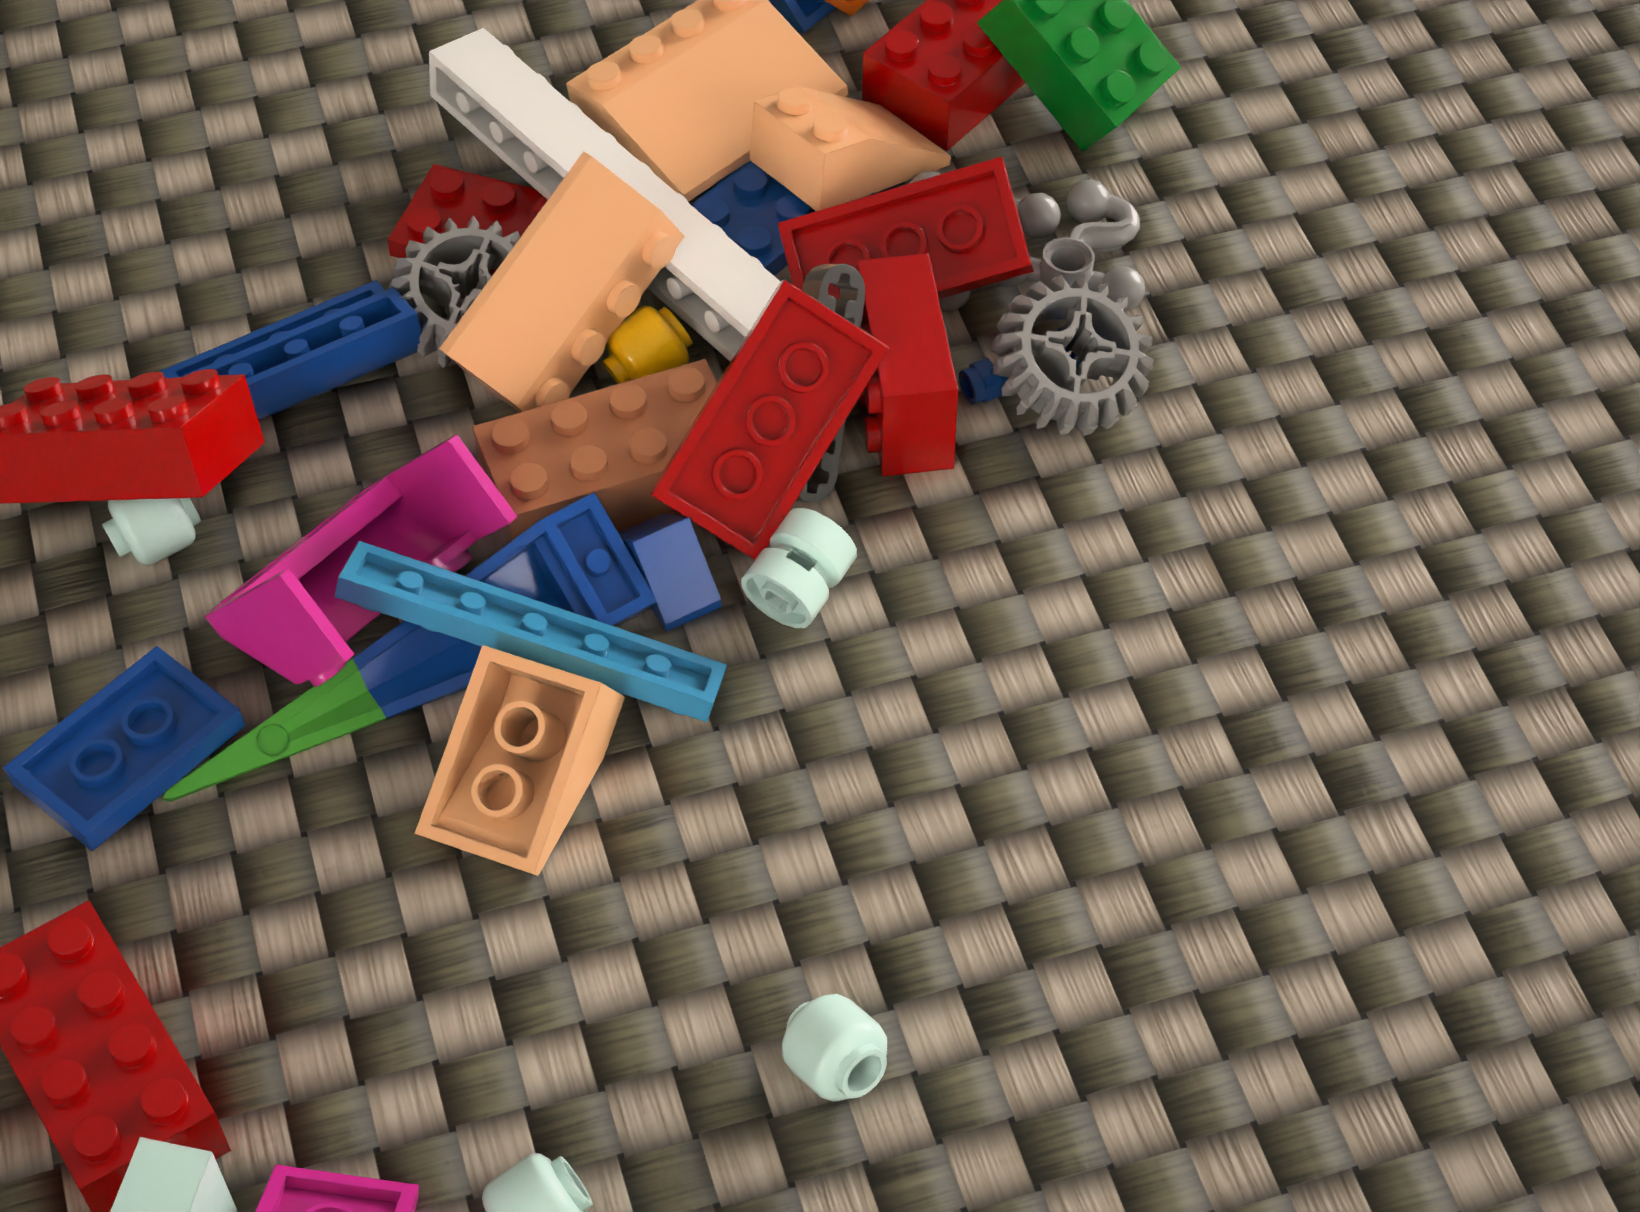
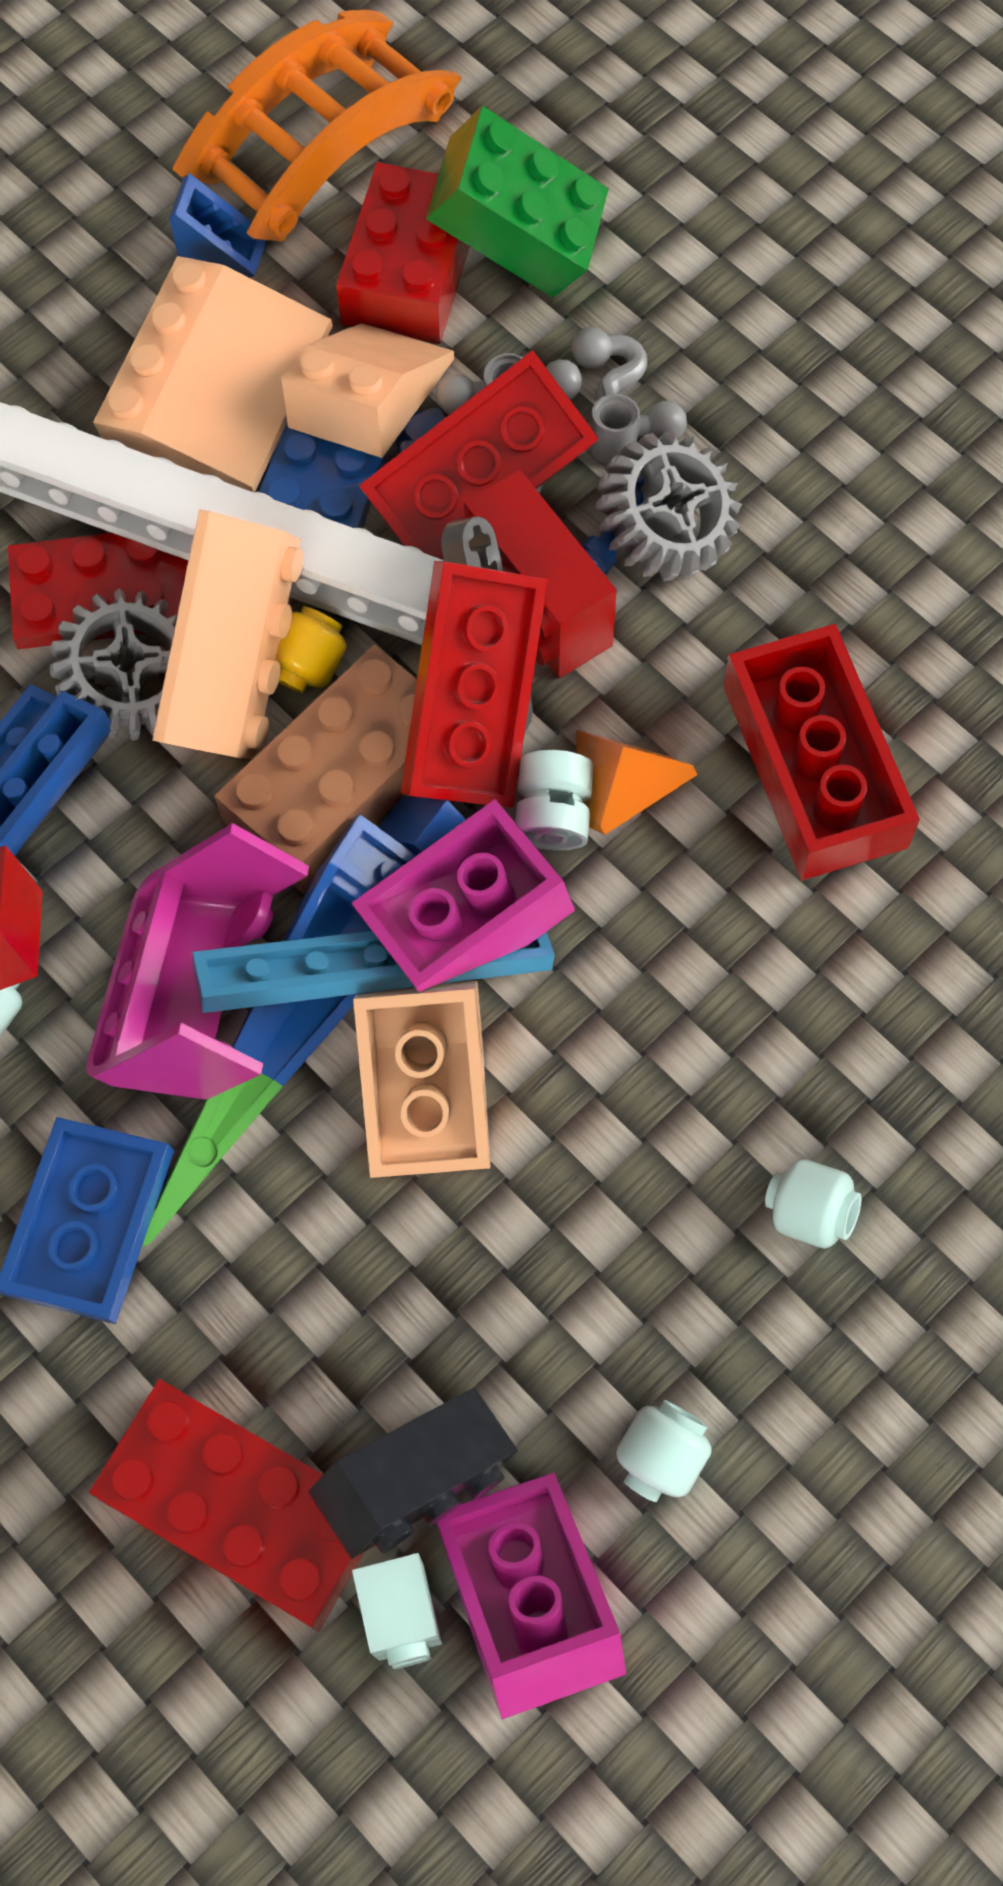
camera: 25 degrees left, 15 degrees up
(266, 1093) = (413, 1474): none -> black brick
(648, 609) = (465, 900): none -> dark pink slope
(886, 580) = (626, 779): none -> orange slope
(1093, 632) = (819, 752): none -> red brick

